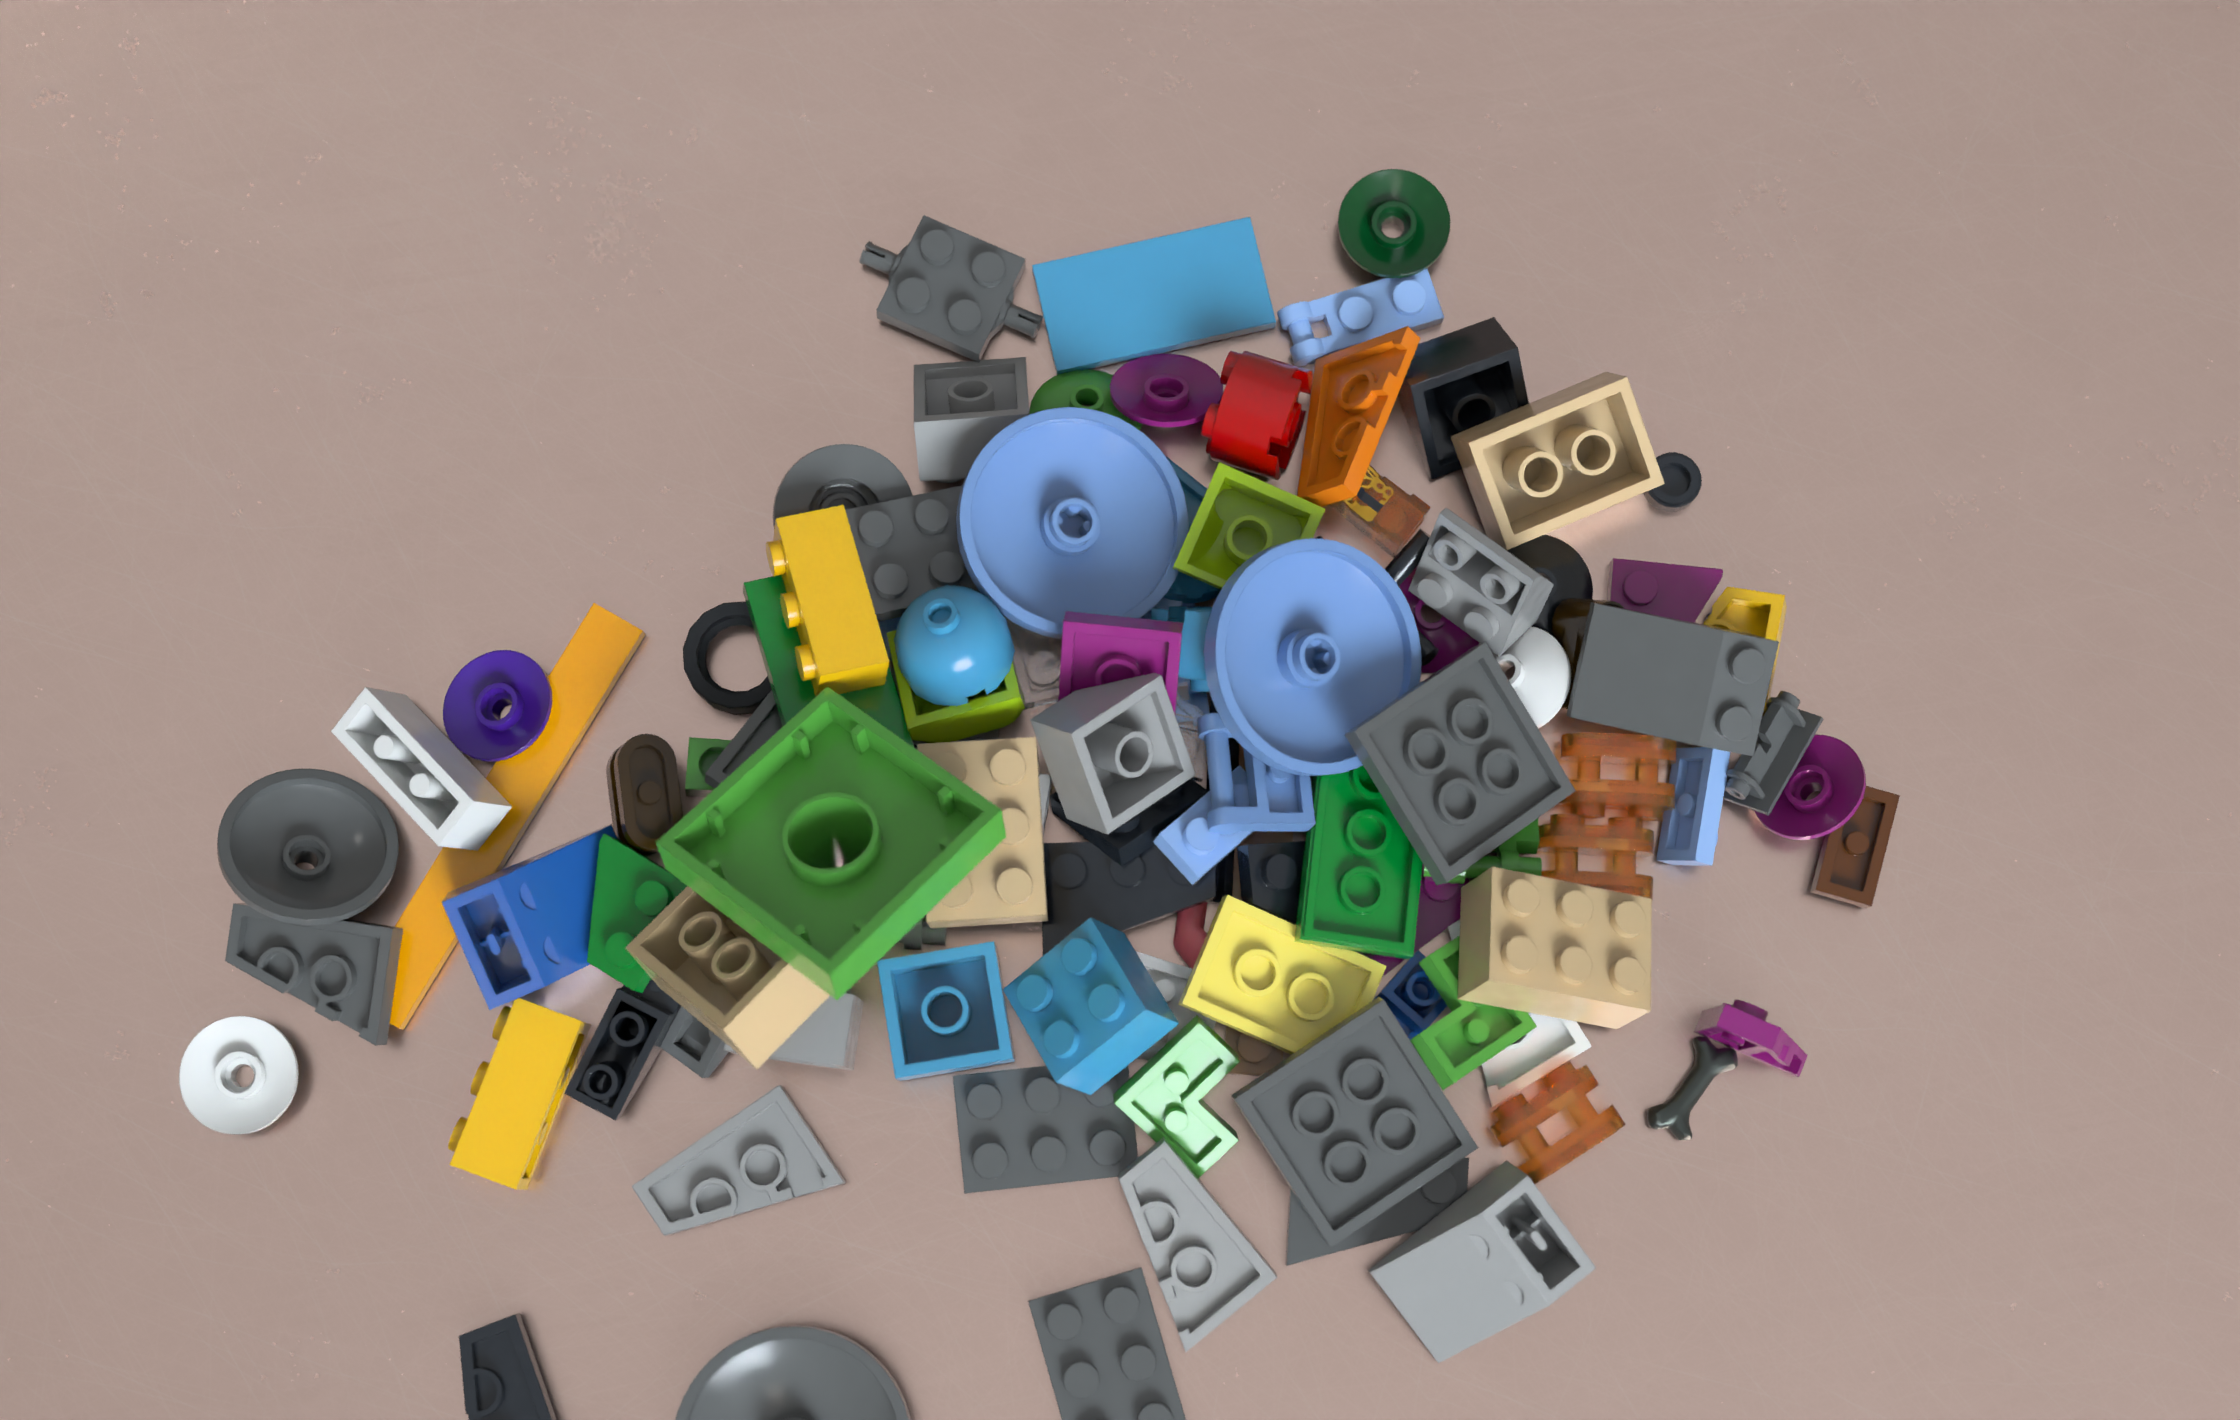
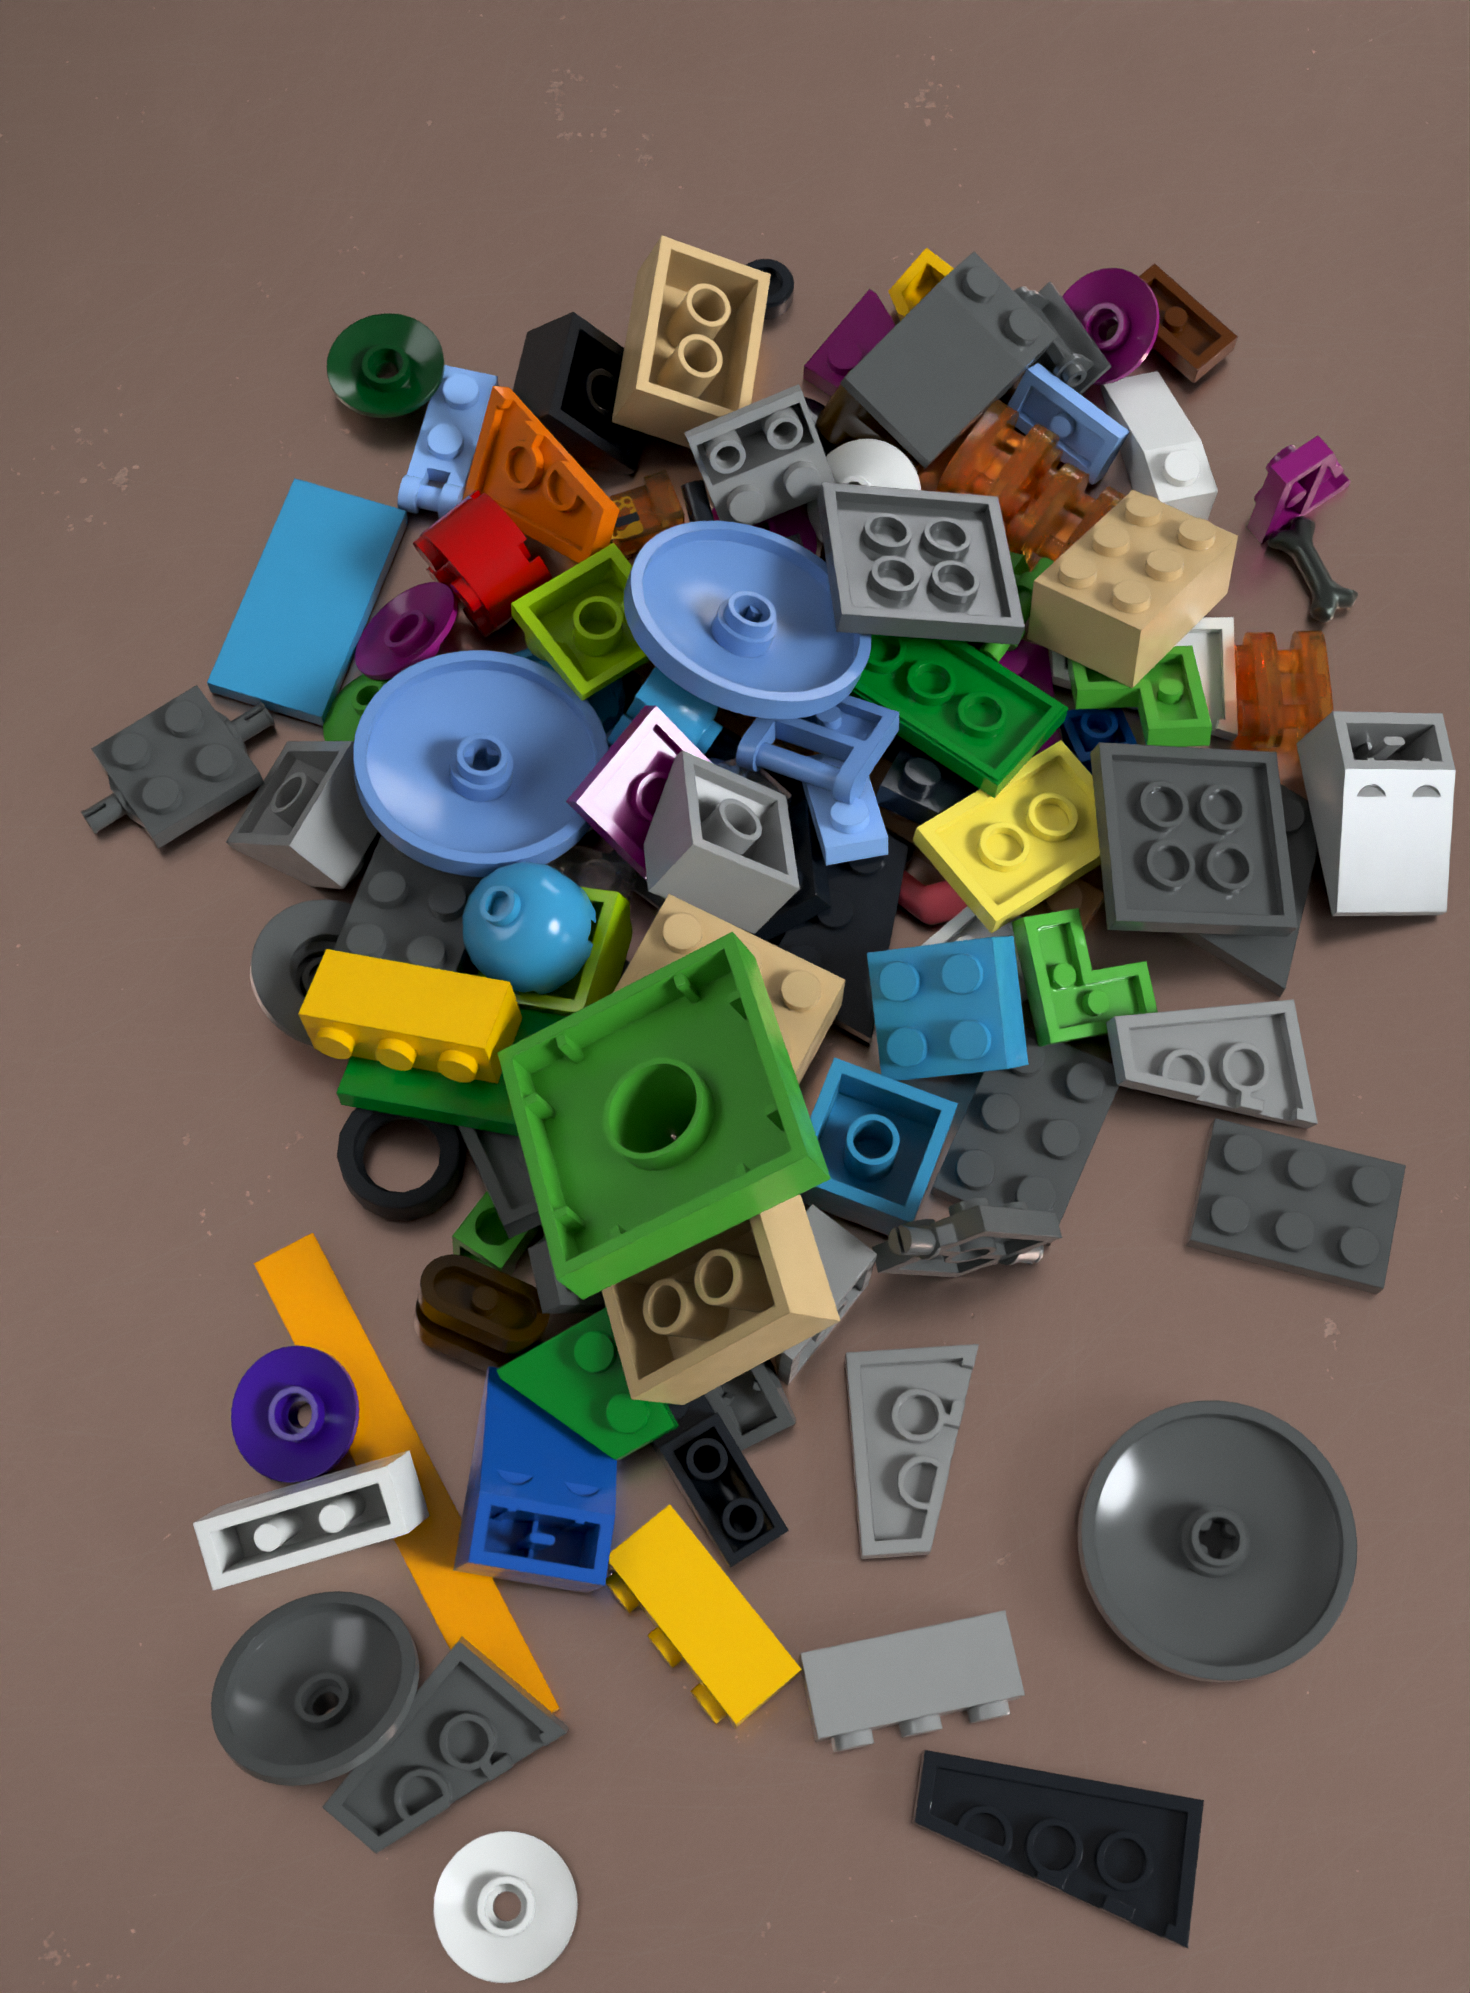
camera: 60 degrees left, 10 degrees down
(560, 1274) = (911, 1680): none -> light grey brick
(905, 1125) = (968, 1240): none -> dark grey plate
(1721, 897) = (1162, 448): none -> white slope

